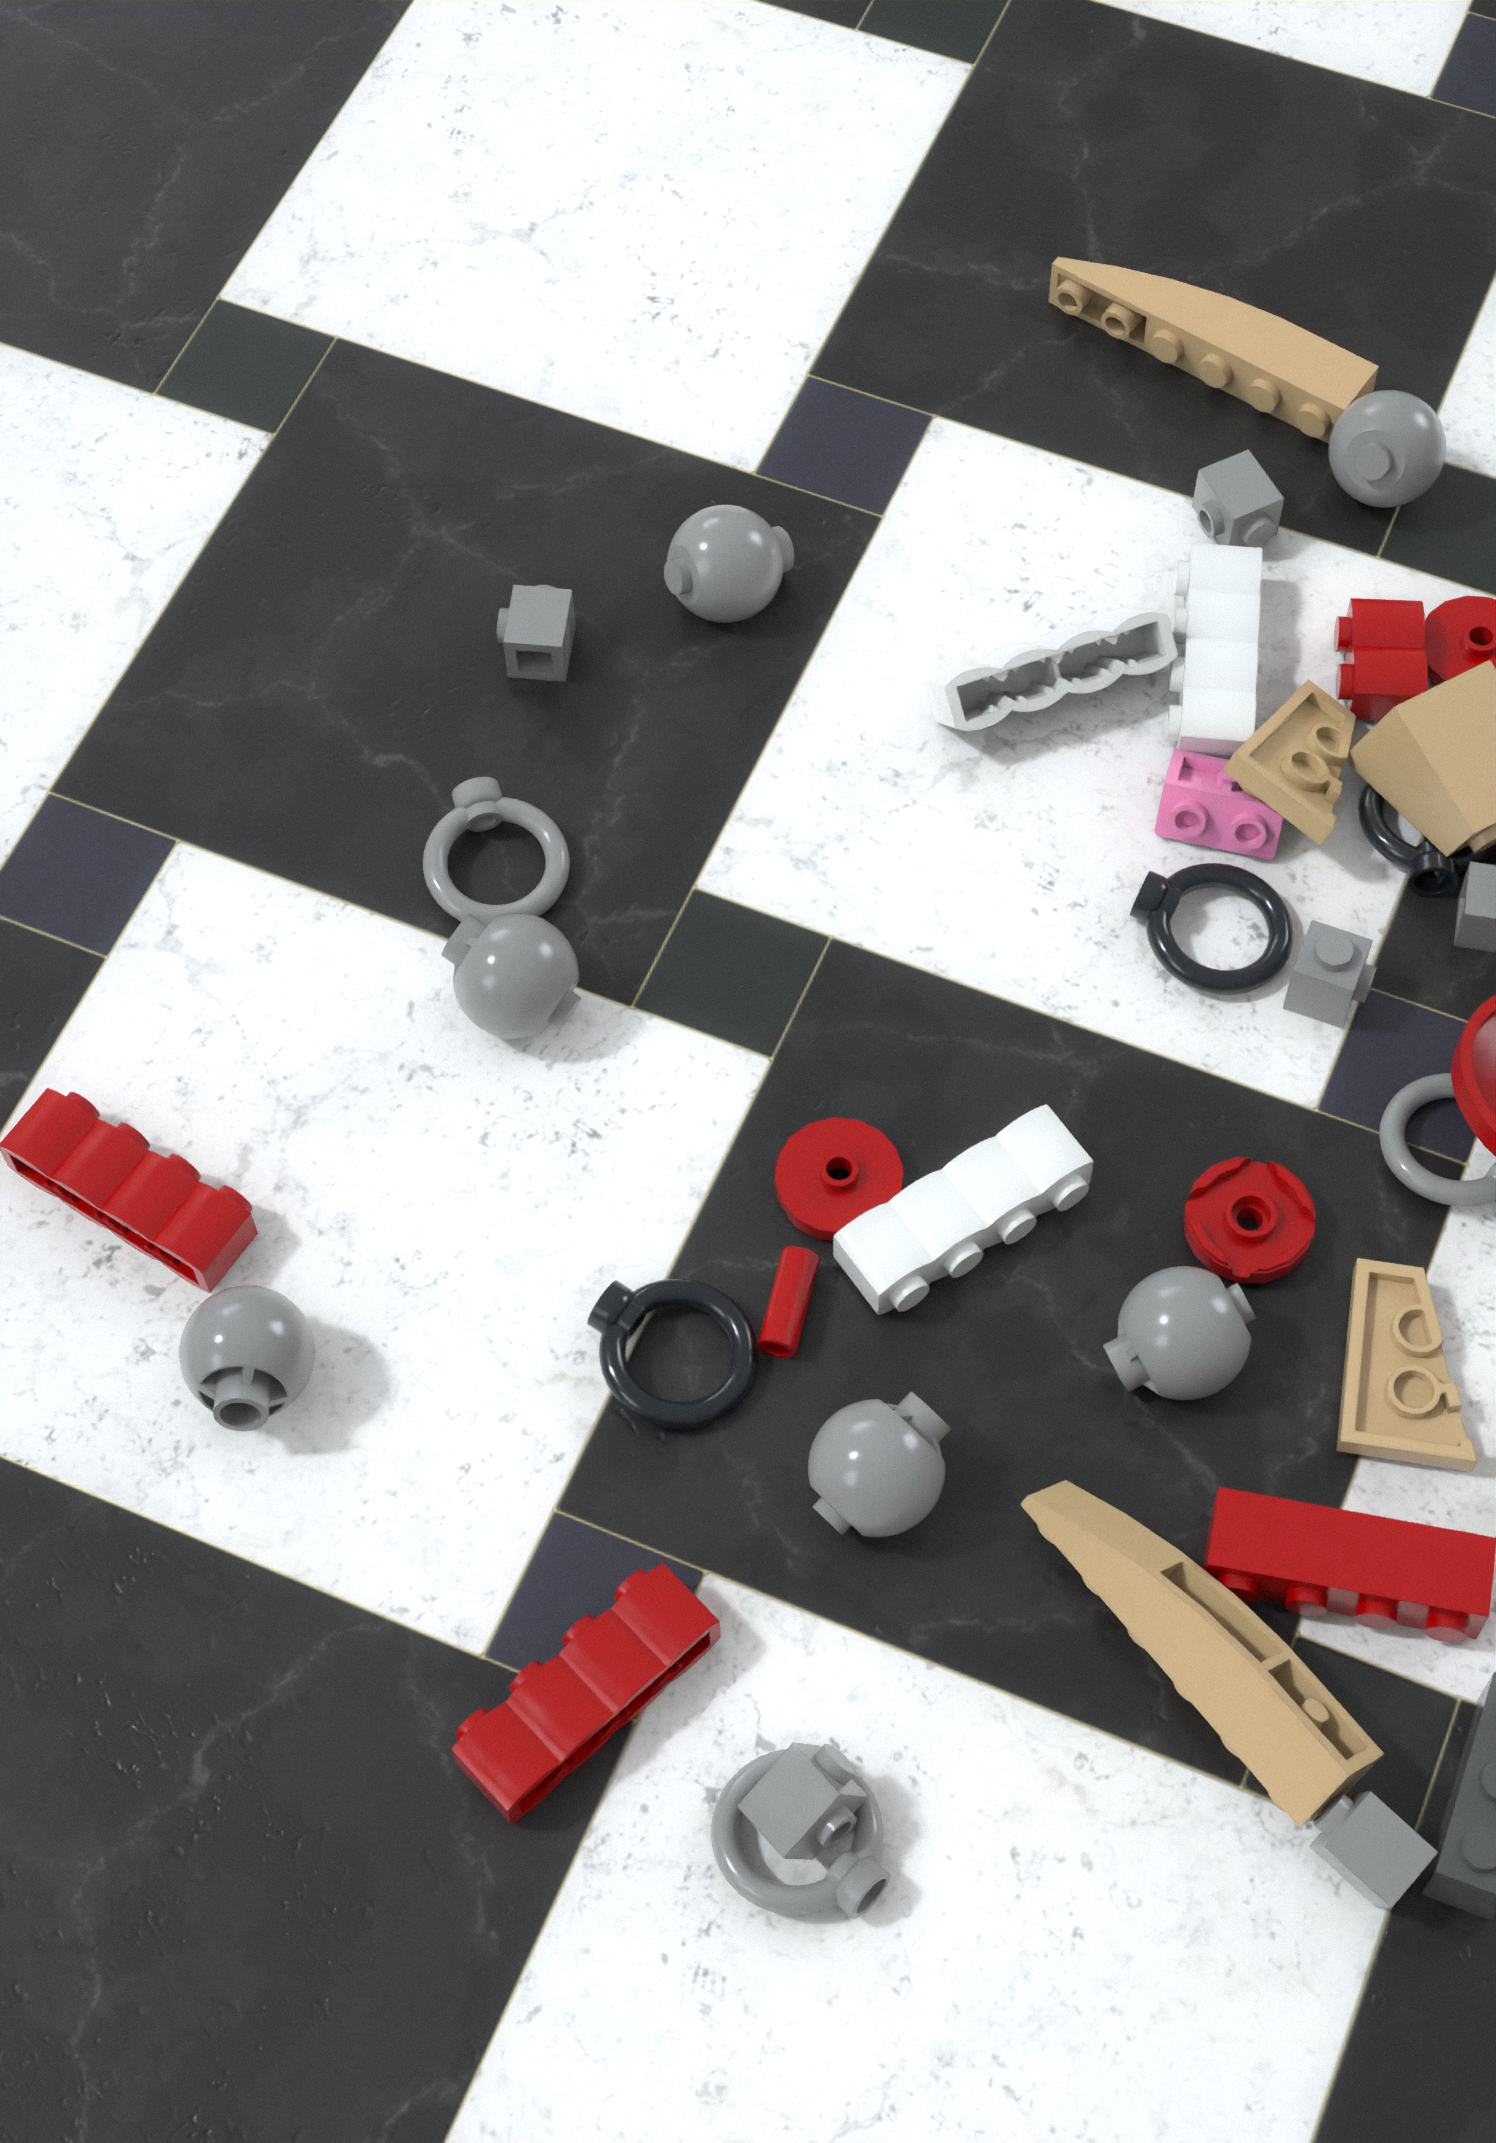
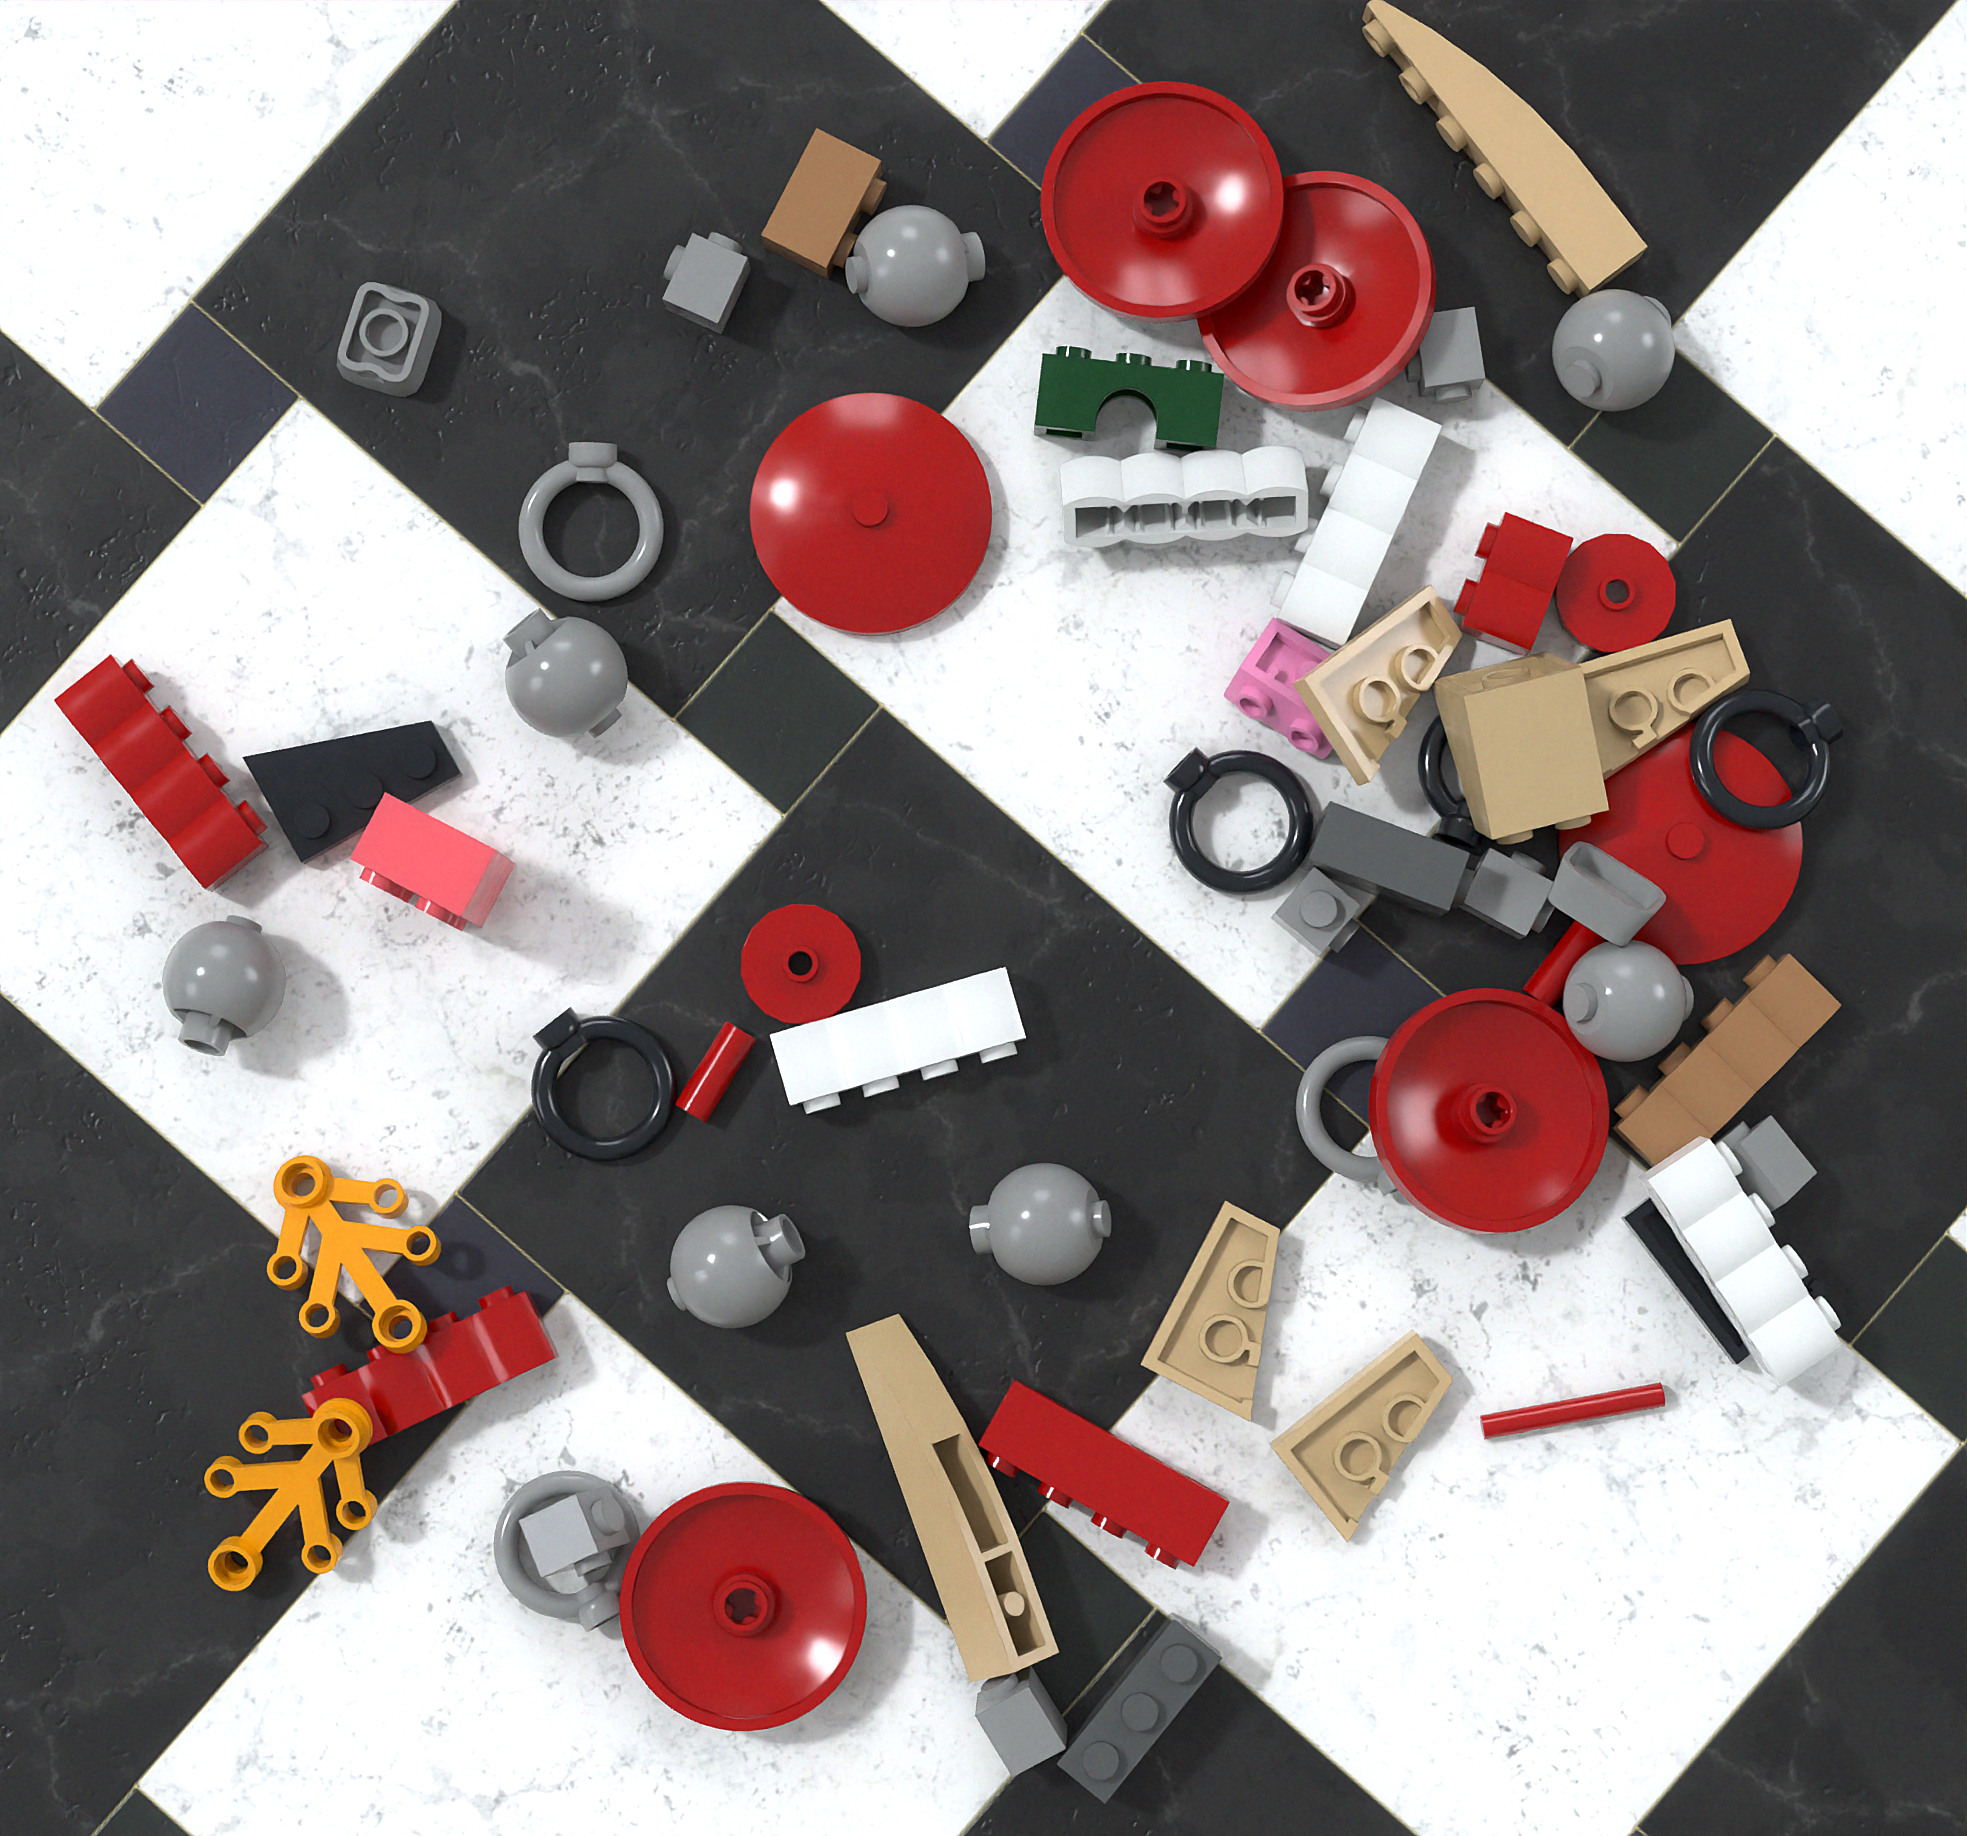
camera: 20 degrees right, 25 degrees up
(249, 763) = (388, 339): none -> light grey piece
(325, 1151) = (334, 786): none -> black wing
(434, 1159) = (421, 855): none -> coral brick
(458, 1579) = (344, 1246): none -> light orange plant
(476, 1846) = (298, 1485): none -> light orange plant
(626, 545) = (824, 204): none -> medium nougat brick
(761, 780) = (871, 514): none -> red dish
(935, 454) = (1162, 202): none -> red dish
(1007, 601) = (1180, 398): none -> dark green arch
(1019, 1823) = (743, 1606): none -> red dish
(1101, 481) = (1334, 303): none -> red dish
(1253, 1192) = (1182, 1122): red plate -> none
(1385, 890) = (1389, 861): none -> dark grey brick

